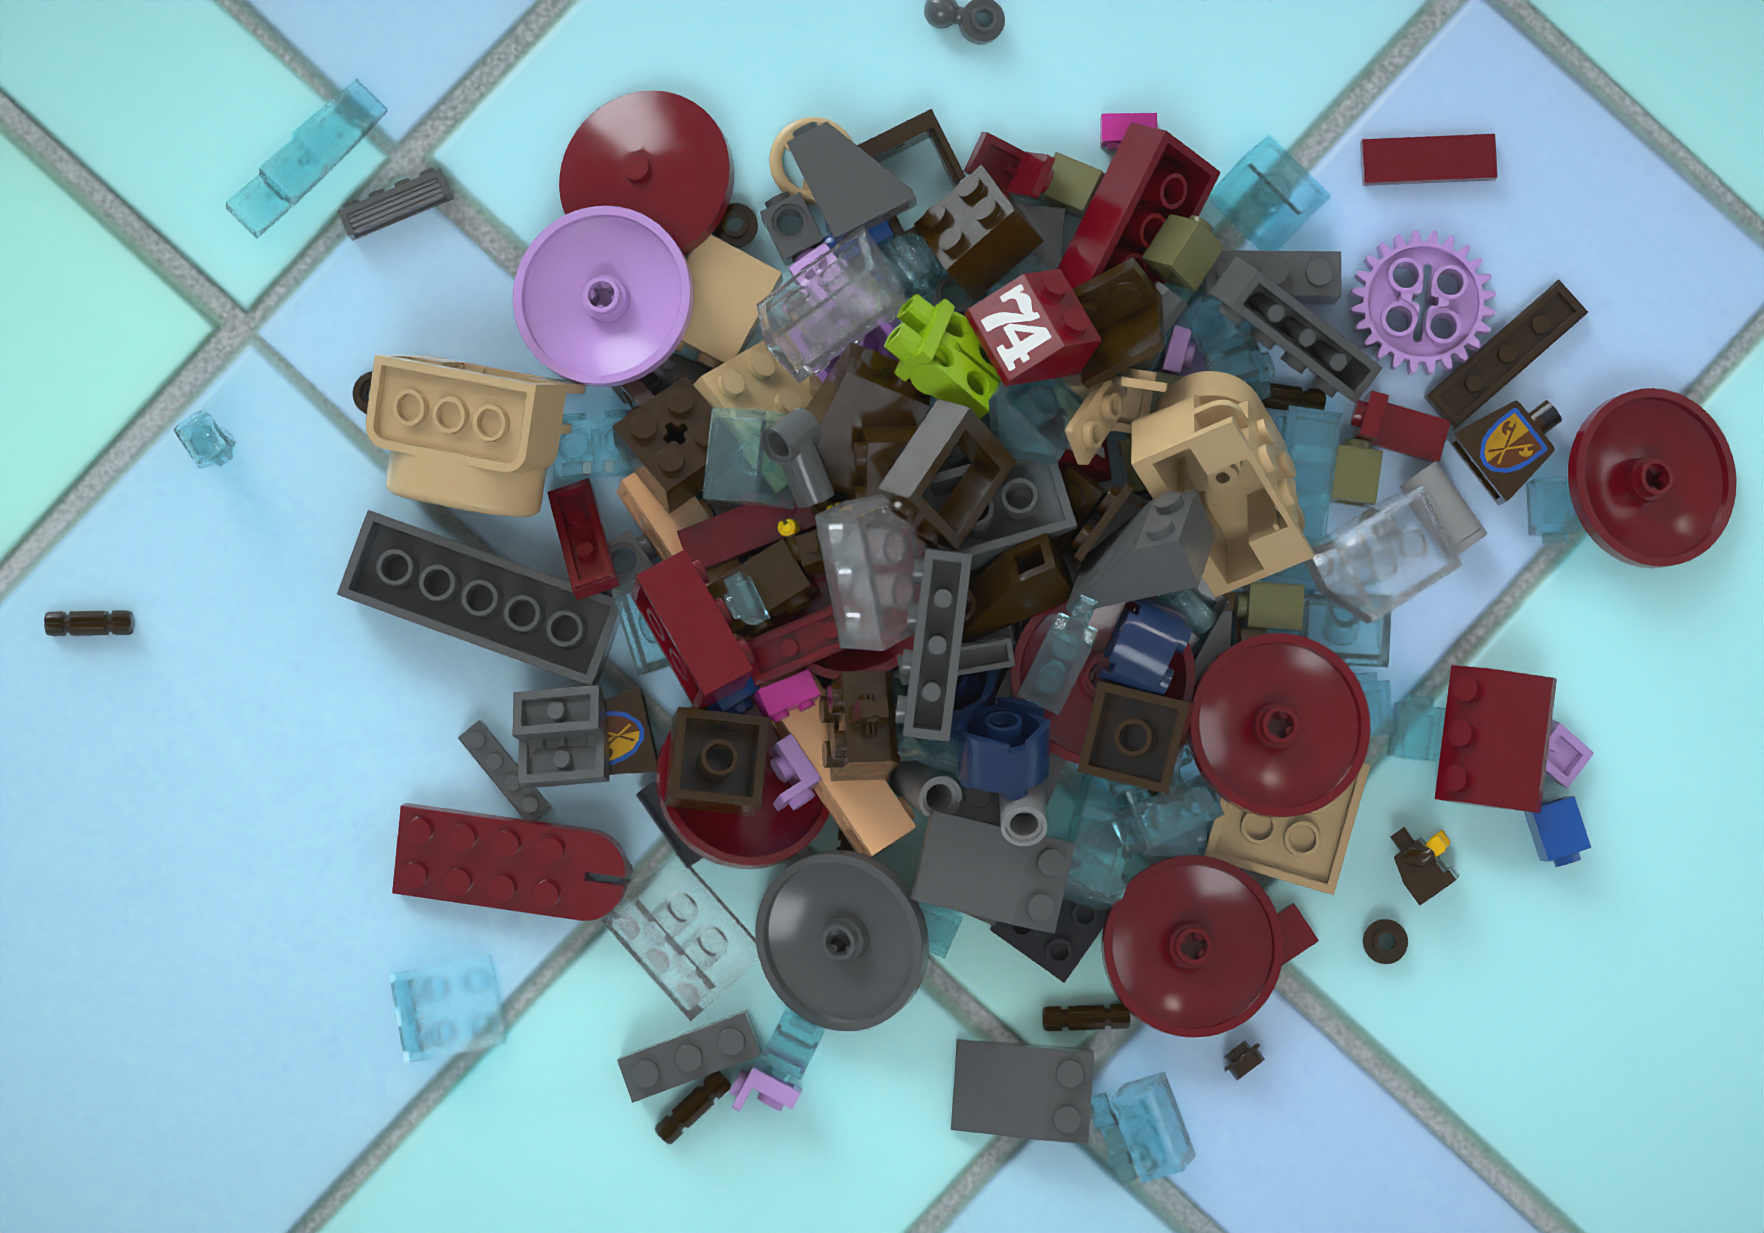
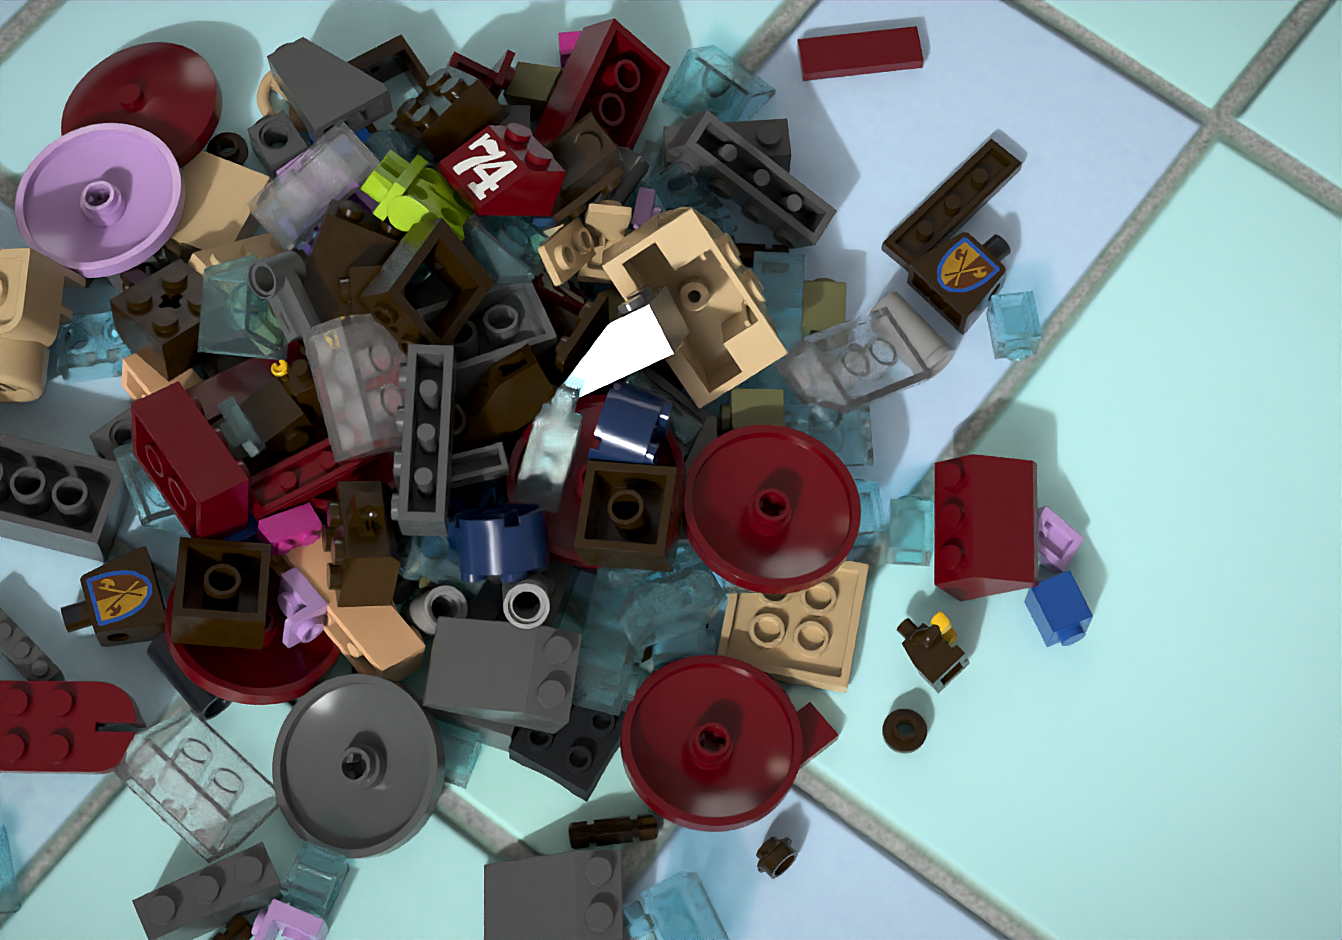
camera: 10 degrees left, 20 degrees down
(561, 736) = (69, 595): dark grey slope -> none
(583, 539) = (87, 418): dark red tile -> none
(1183, 251) = (642, 122): olive brick -> none
(1399, 428) = (861, 272): dark red bracket -> none
(1460, 310) = (907, 167): lavender gear -> none
(1652, 478) = (1101, 289): dark red dish -> none

